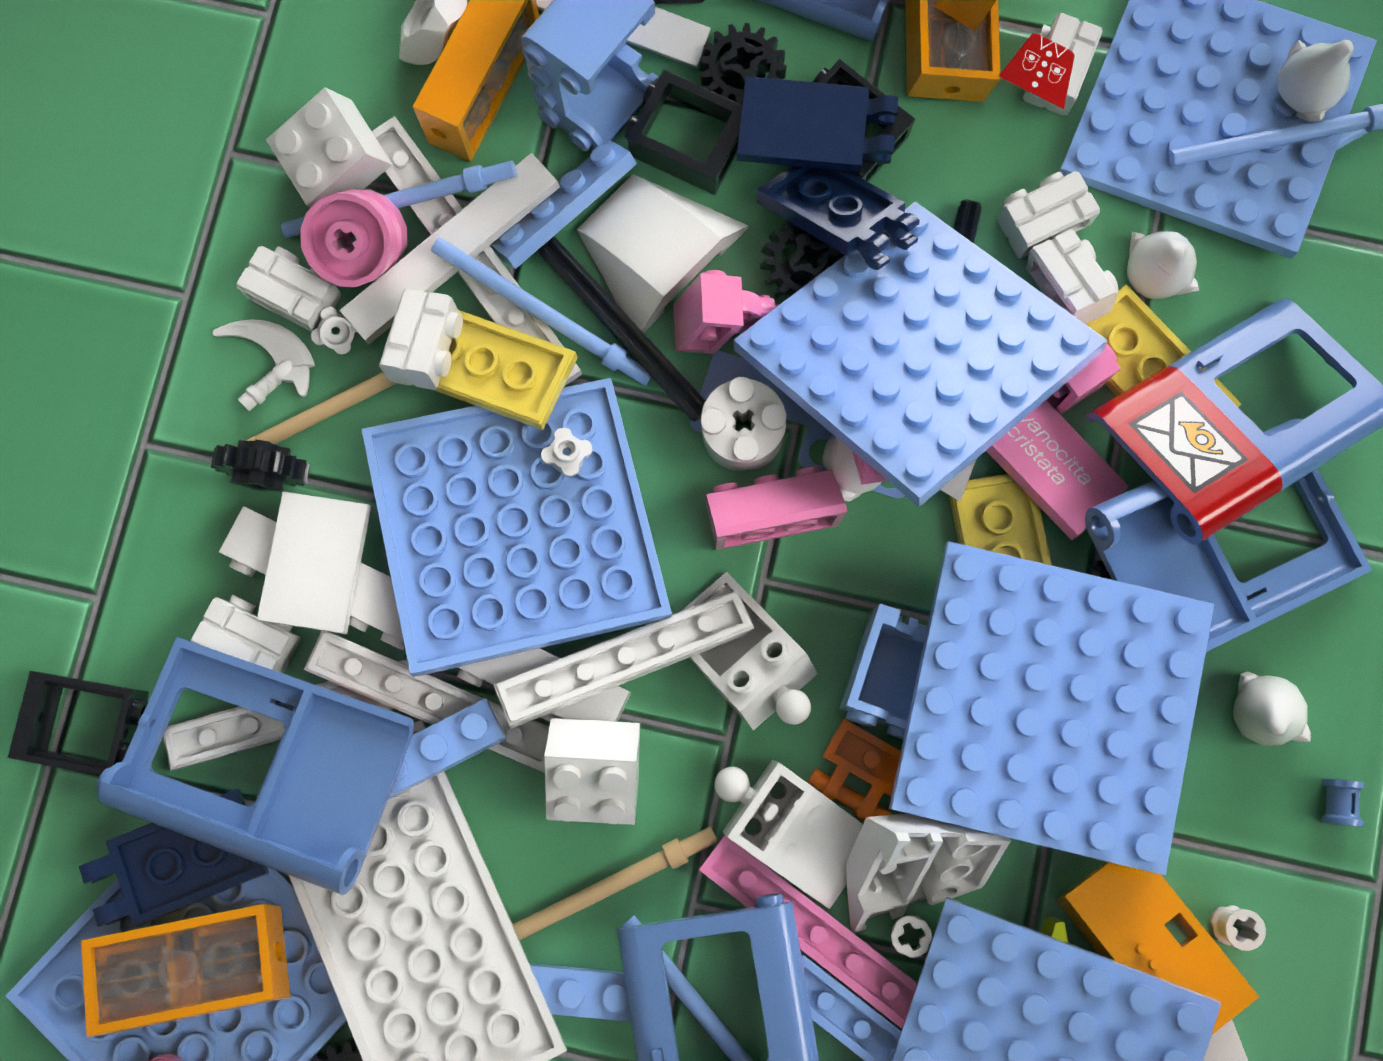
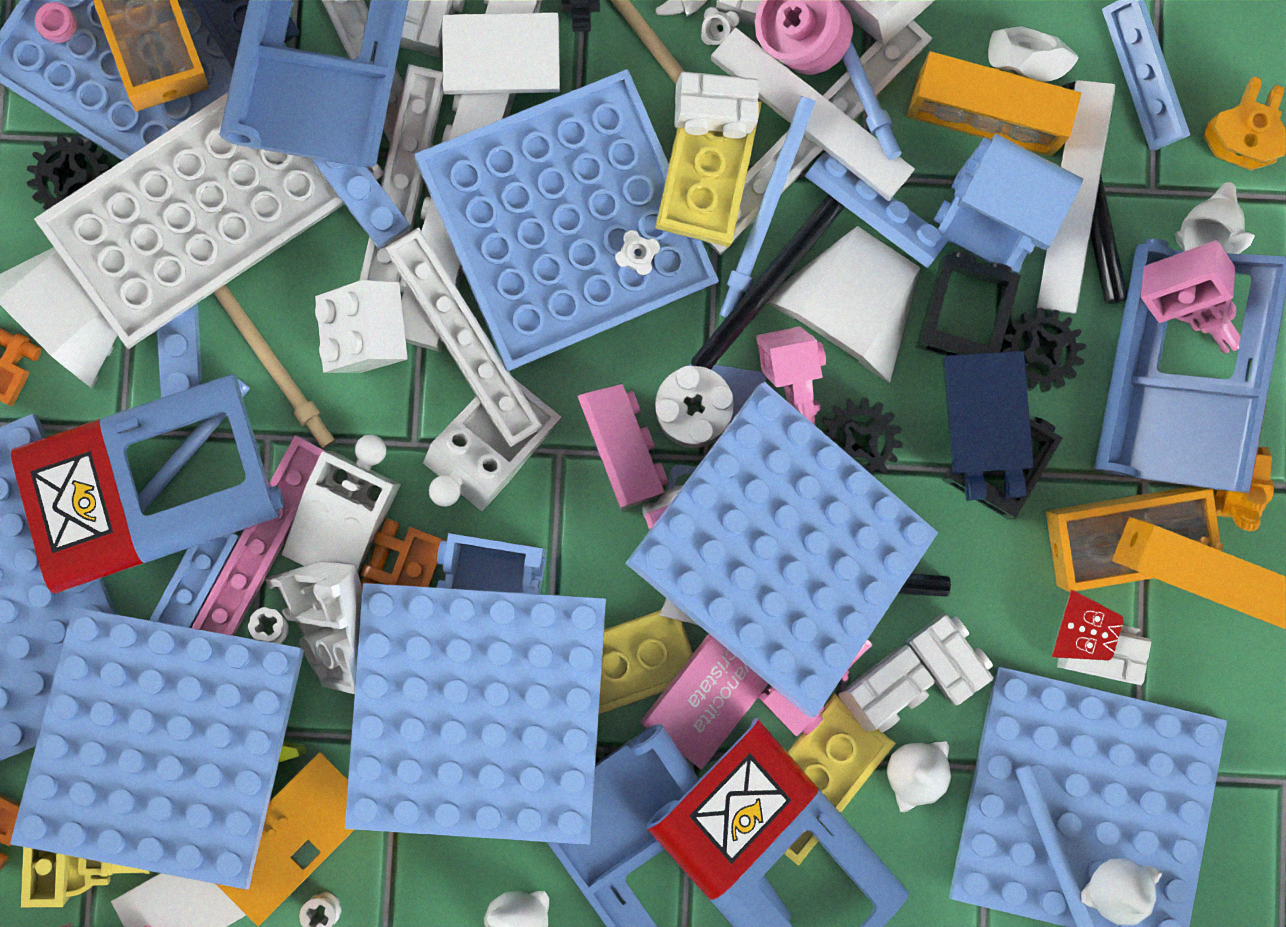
camera: 80 degrees right, 5 degrees up
(840, 211) = (909, 460): dark blue tile -> none

